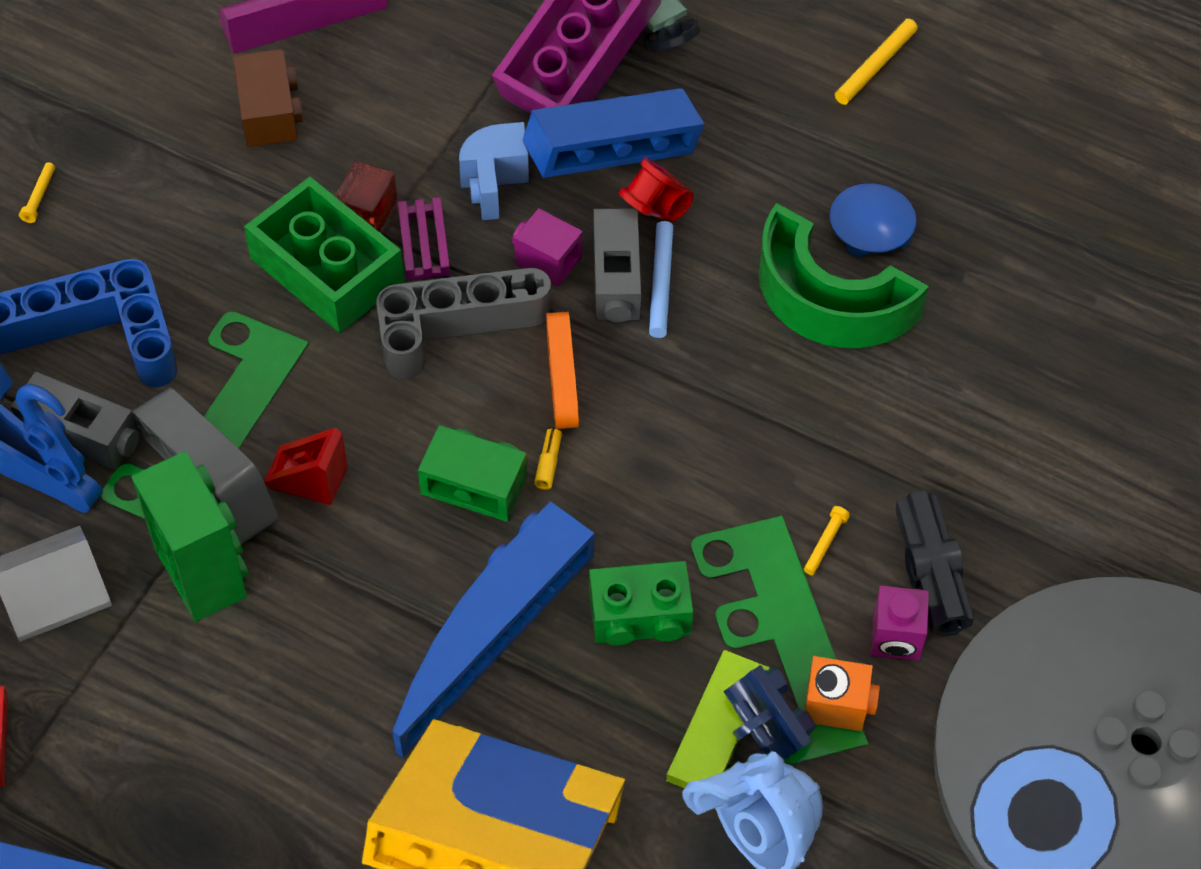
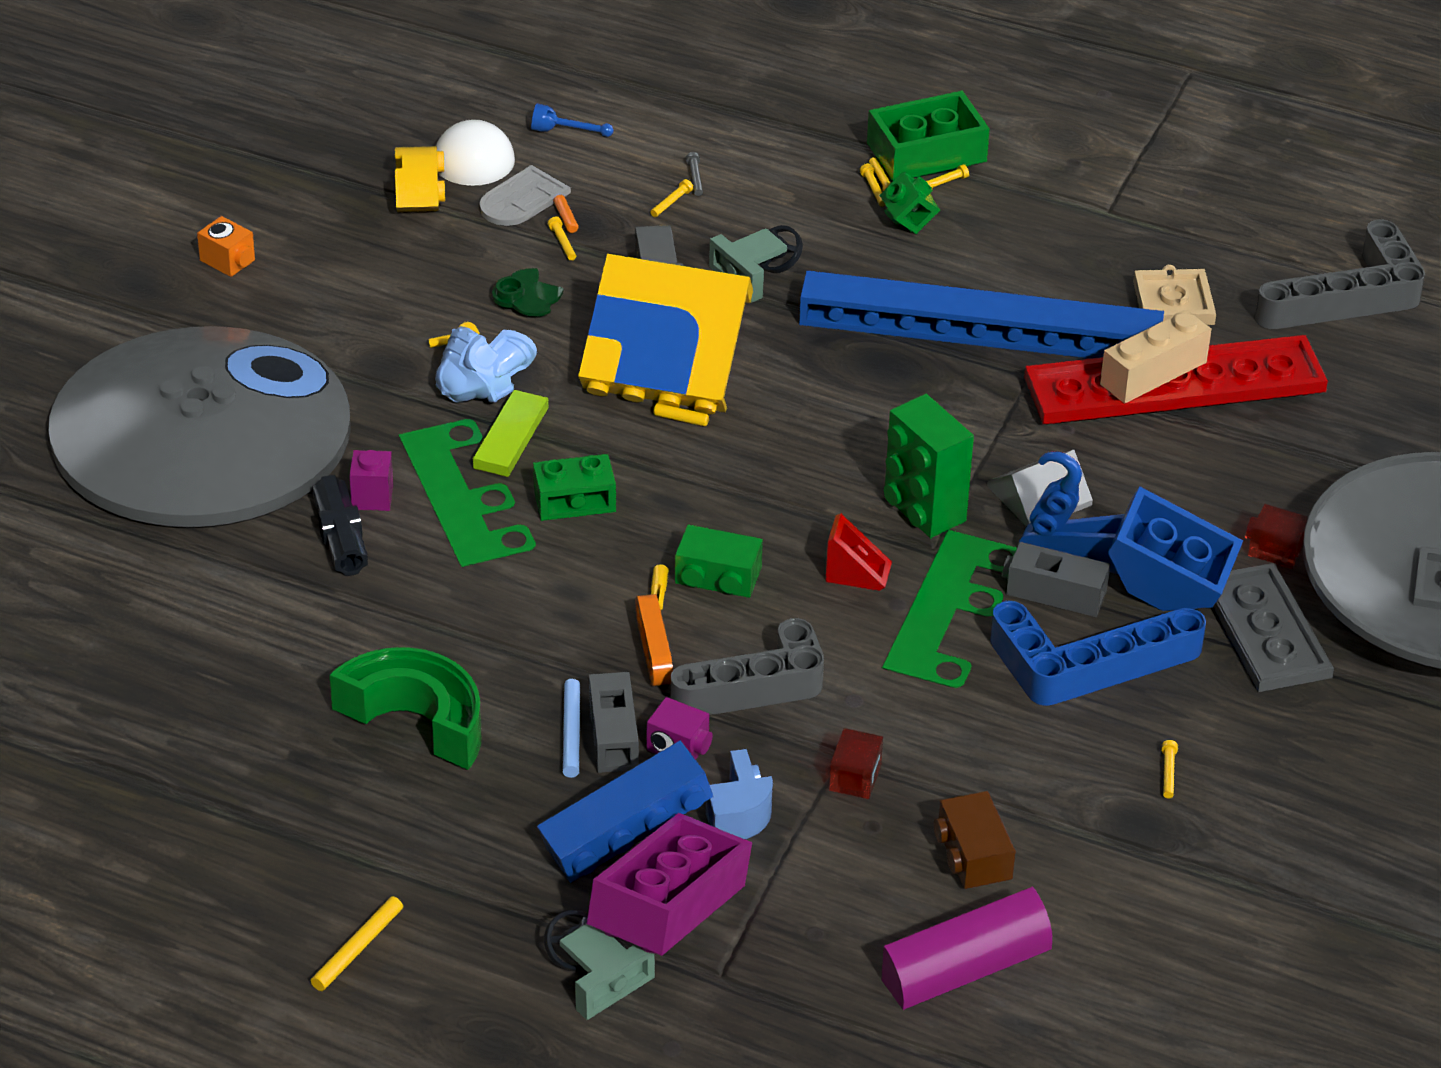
camera: 175 degrees right, 15 degrees down
(176, 426) = (944, 542): dark grey beam -> none
(324, 253) = (883, 696): green brick -> none
(420, 212) = (790, 725): magenta tile -> none
(493, 613) = (683, 478): blue slope -> none
(657, 193) = (578, 769): red piece -> none
(767, 715) = (474, 417): dark blue hips -> none
(838, 516) = (414, 561): yellow piece -> none
(840, 693) = (420, 439): orange brick -> none
(872, 219) = (371, 787): blue dish -> none

